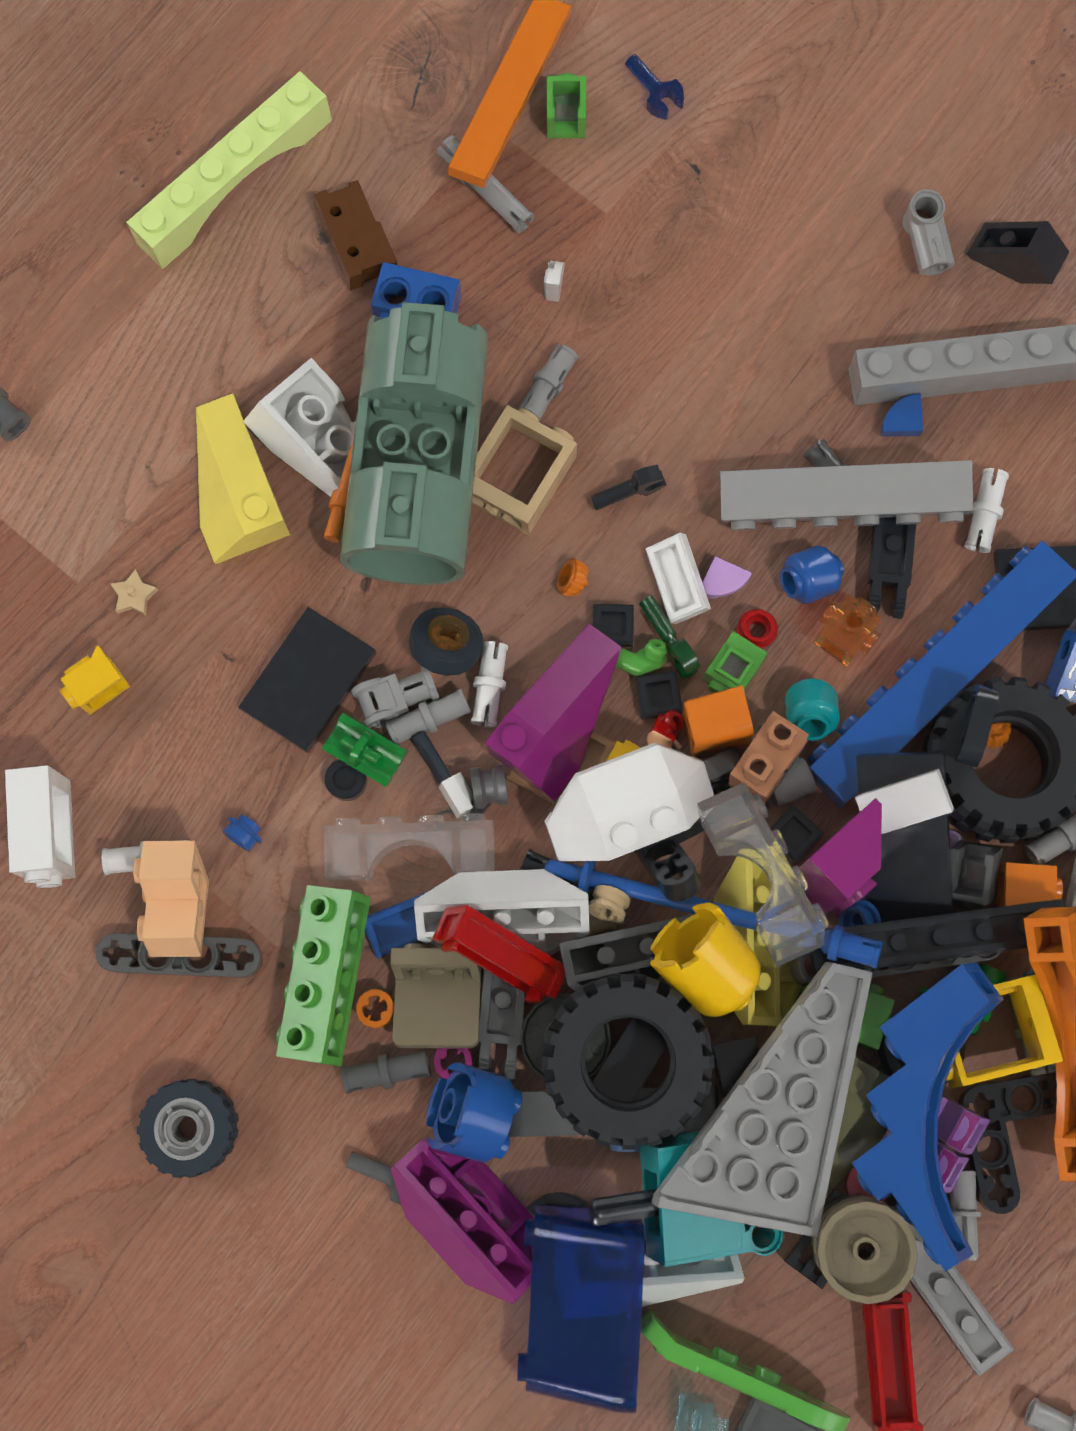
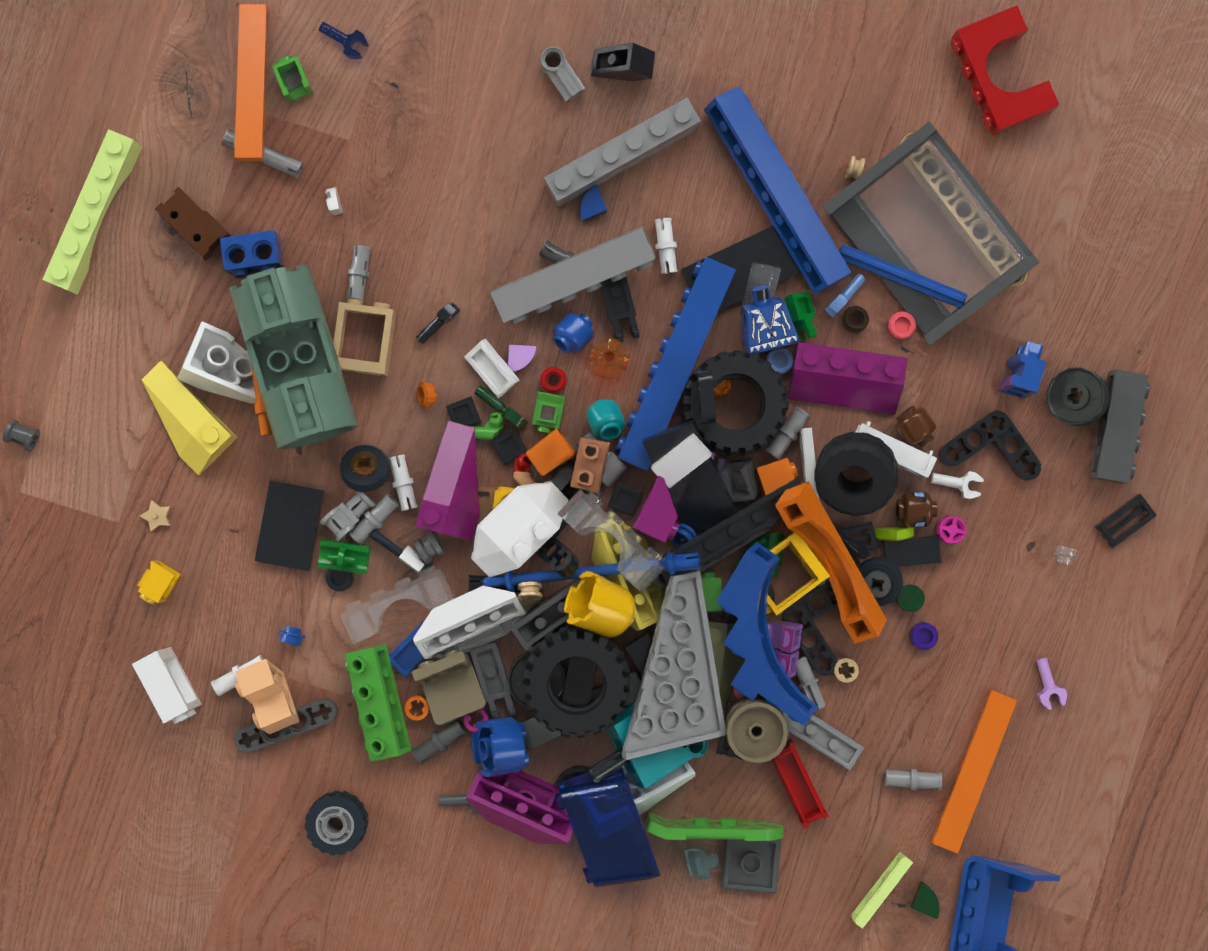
camera: 25 degrees left, 10 degrees up
(500, 952) = (476, 648): red container -> none
(1036, 1208) = (851, 663): none -> tan bush

